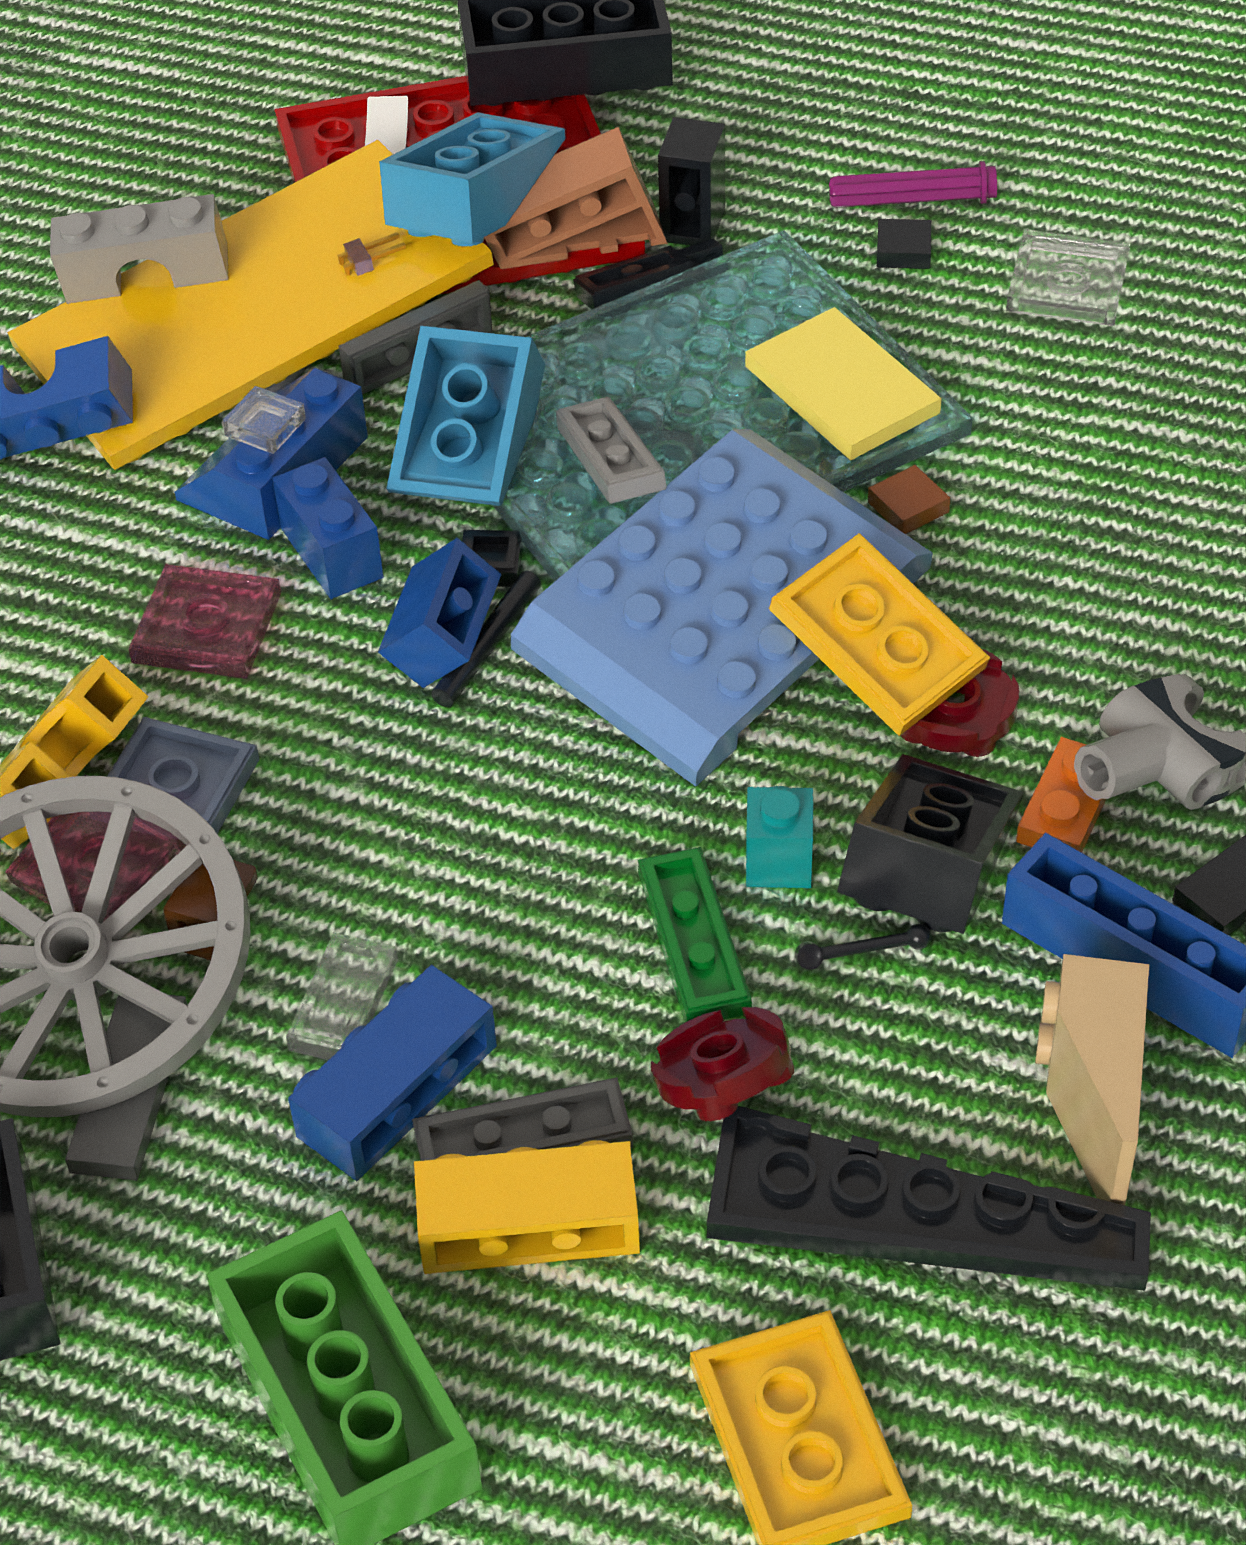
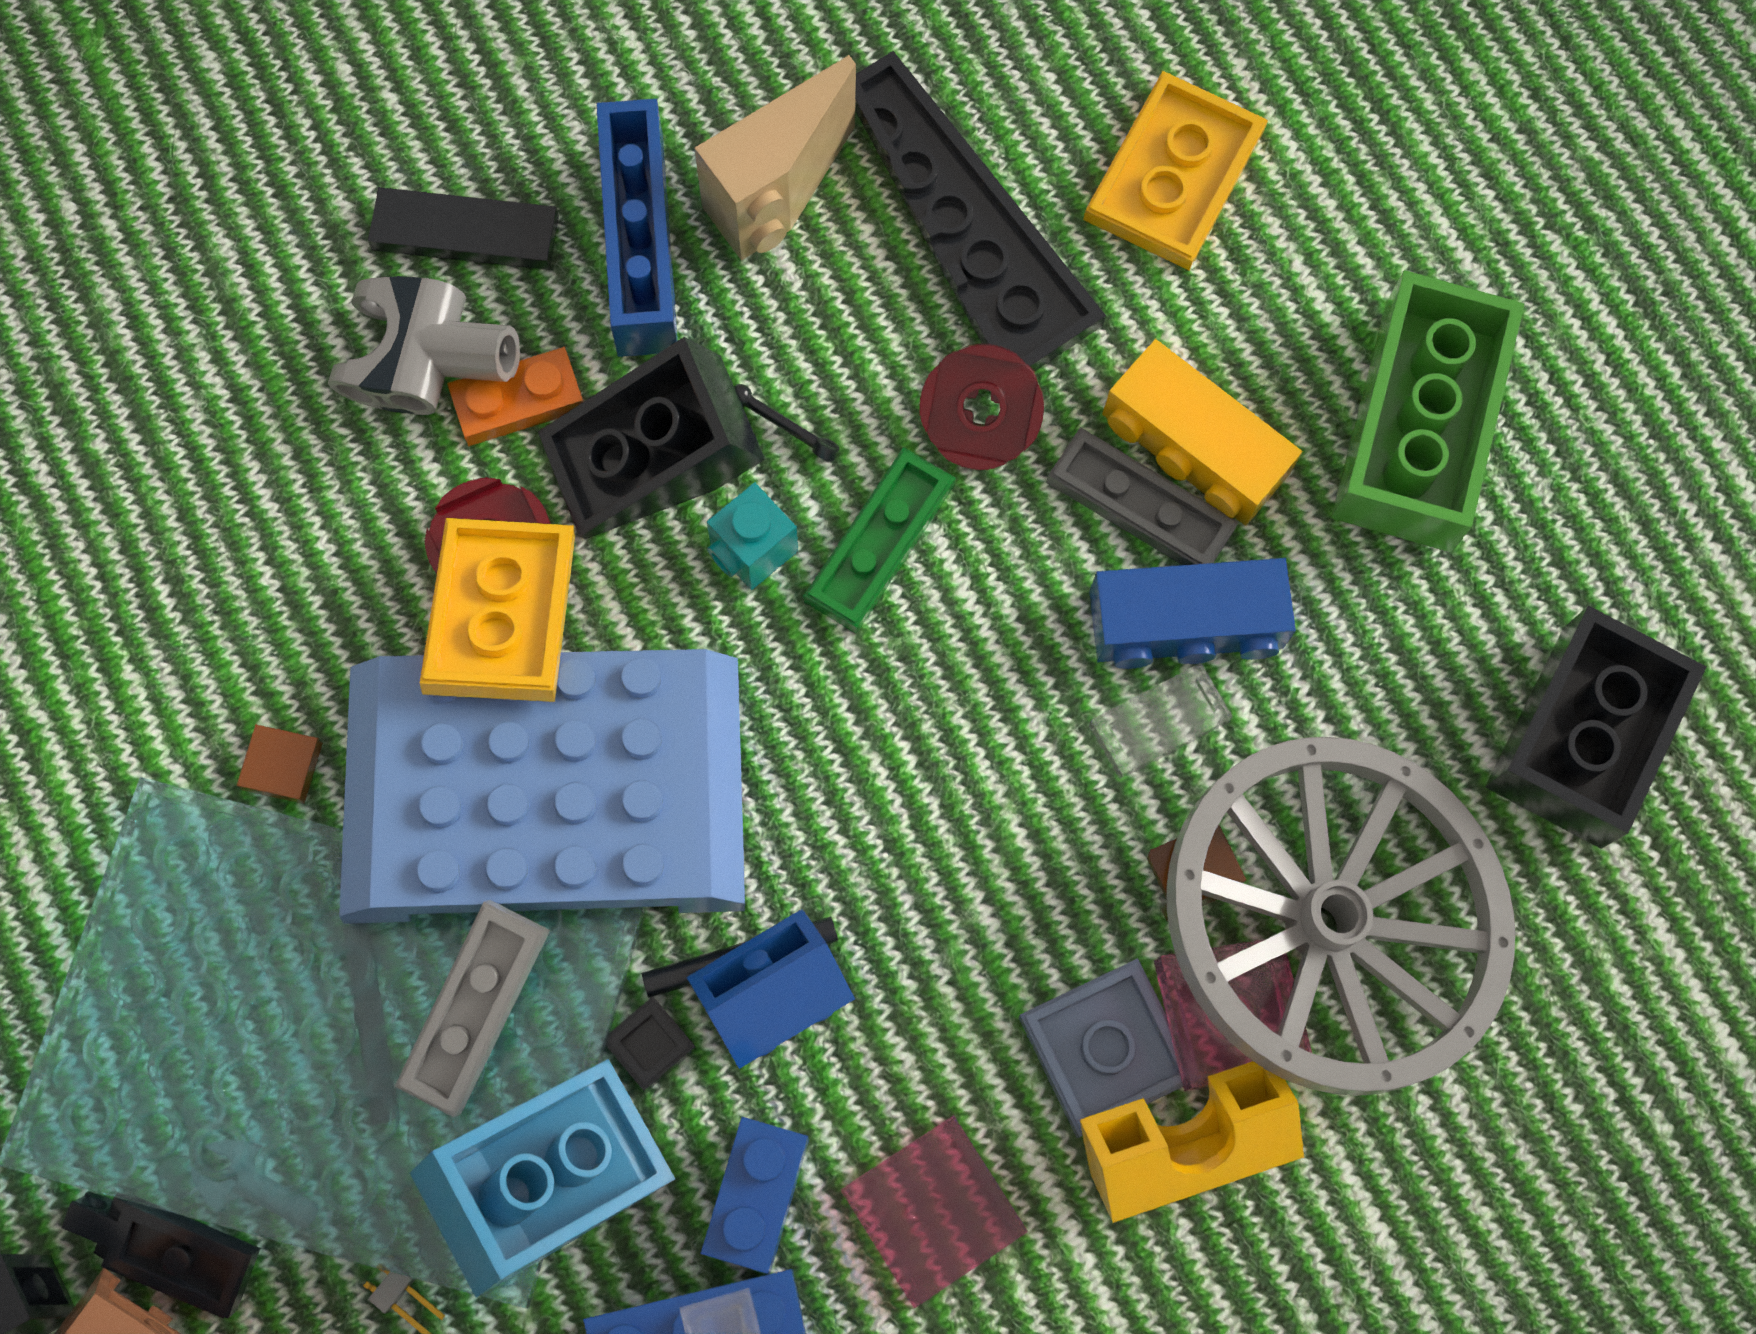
camera: 140 degrees left, 25 degrees up
(117, 1137) = (1351, 797): dark grey tile -> none
(842, 383) = (193, 911): light yellow tile -> none

